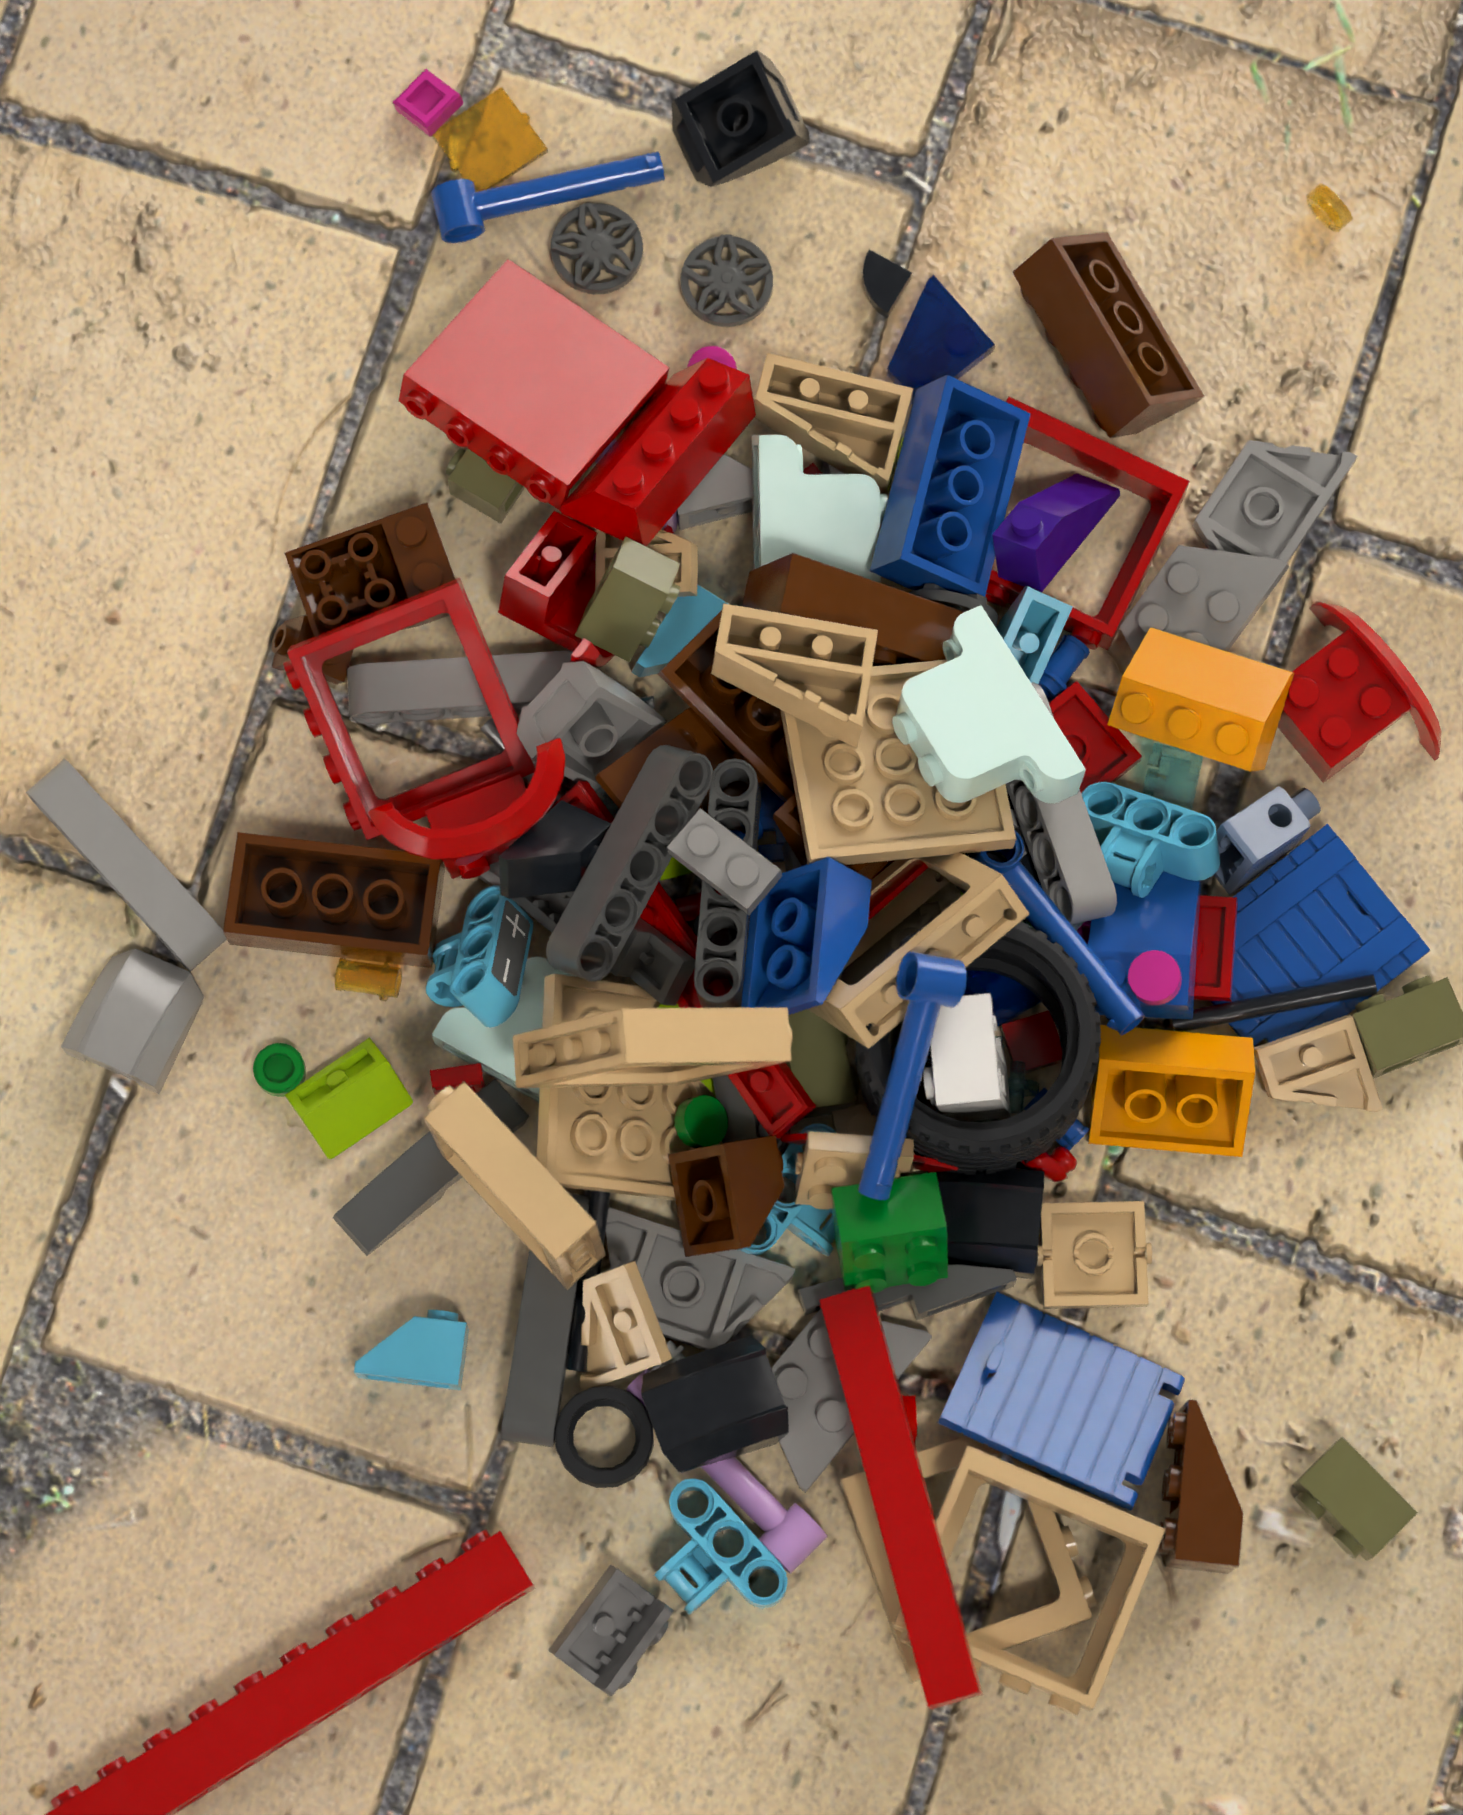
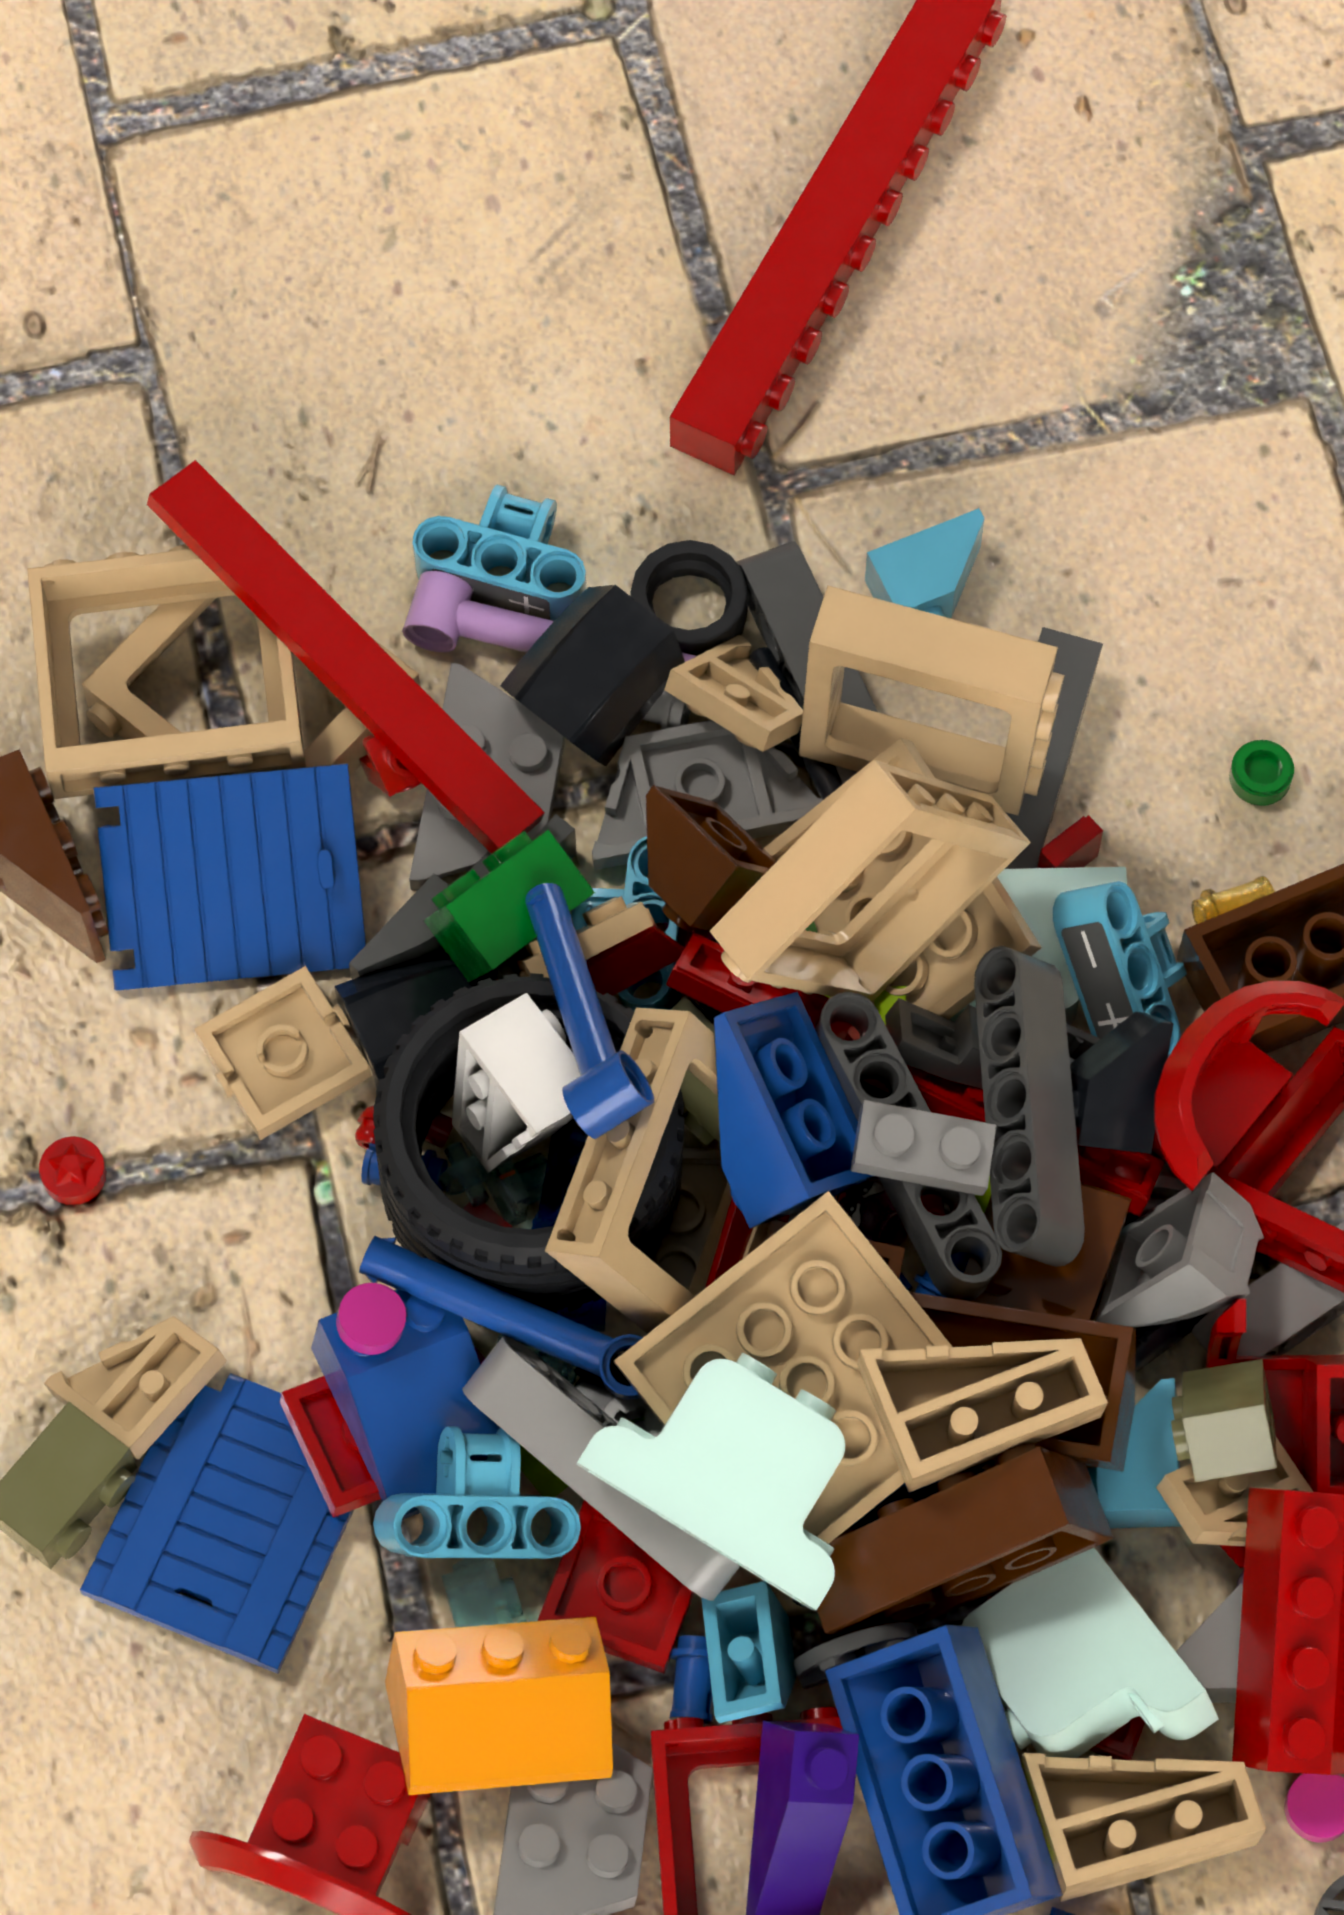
camera: 150 degrees right, 10 degrees down
(349, 1098) = (1172, 778): lime panel -> none
(612, 1631) = (565, 432): flat silver bracket -> none
(1172, 1091) = (284, 1269): light orange slope -> none
(1262, 834) = (353, 1574): sand blue torso -> none
(1278, 1003) = (217, 1436): black bar -> none
(1284, 1256) = (72, 1170): none -> red tile

